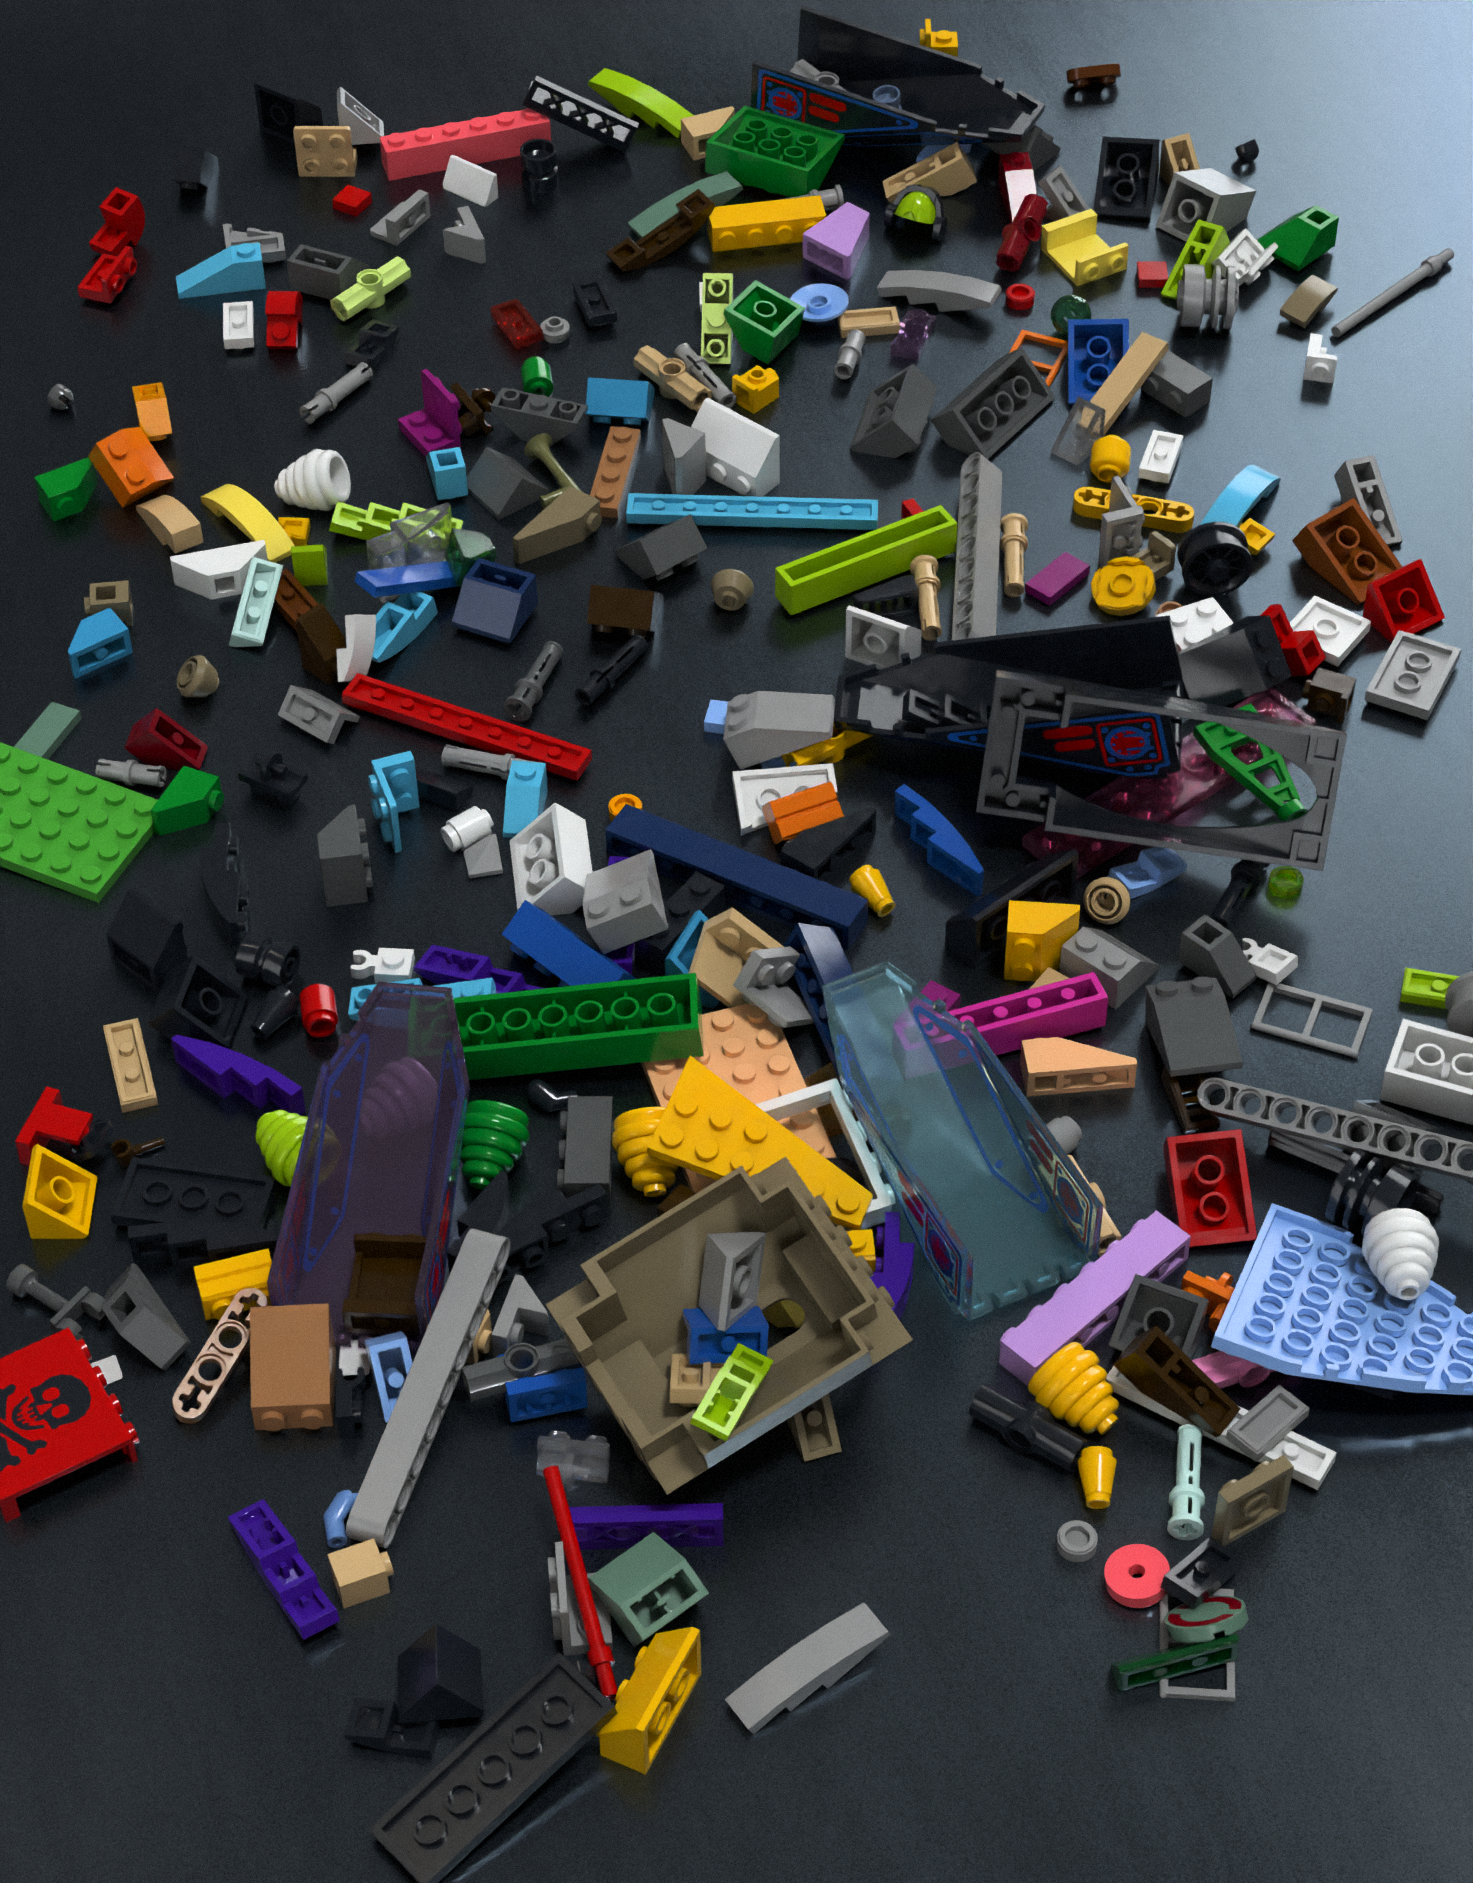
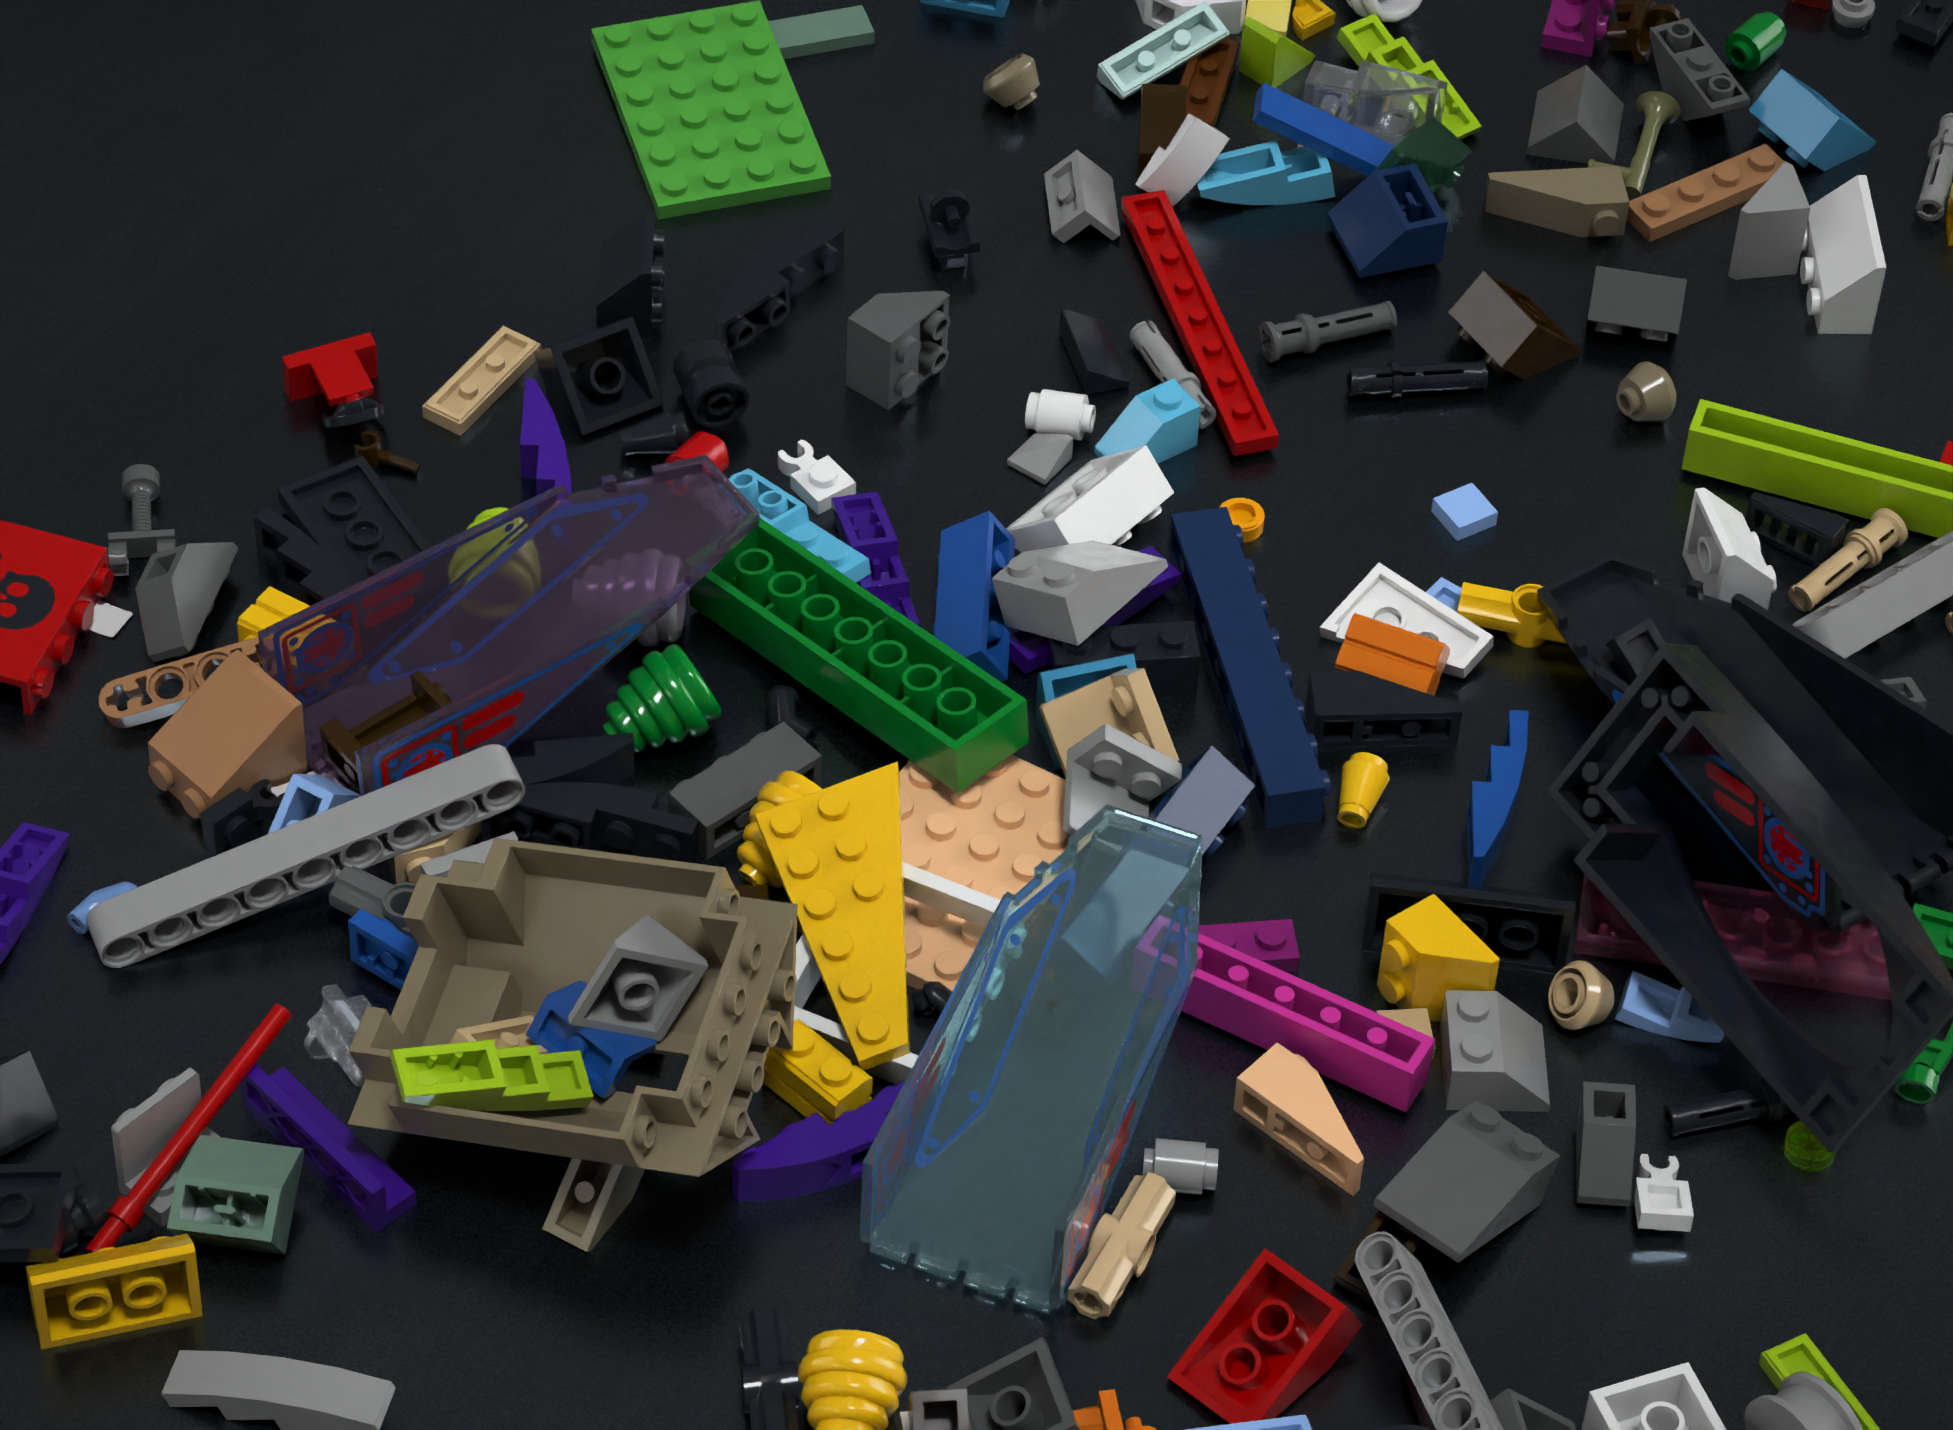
camera: 45 degrees right, 0 degrees up
(57, 1197) = (258, 434): yellow slope -> none
(131, 772) = (838, 123): light grey pin -> none
(163, 742) = (901, 120): dark red slope -> none
(187, 801) = (845, 186): green slope -> none
(360, 1572) = (49, 961): tan brick -> none
(395, 791) = (1026, 314): medium azure bracket -> none
(447, 473) = (1524, 65): medium azure slope -> none
(671, 377) = (1899, 143): tan piece -> none
(753, 511) = (1791, 338): medium azure plate -> none
(775, 724) = (1477, 547): light grey slope -> none
(1095, 1296) = (968, 1331): lavender brick -> none
(1318, 1000) = (1666, 1285): light grey window -> none

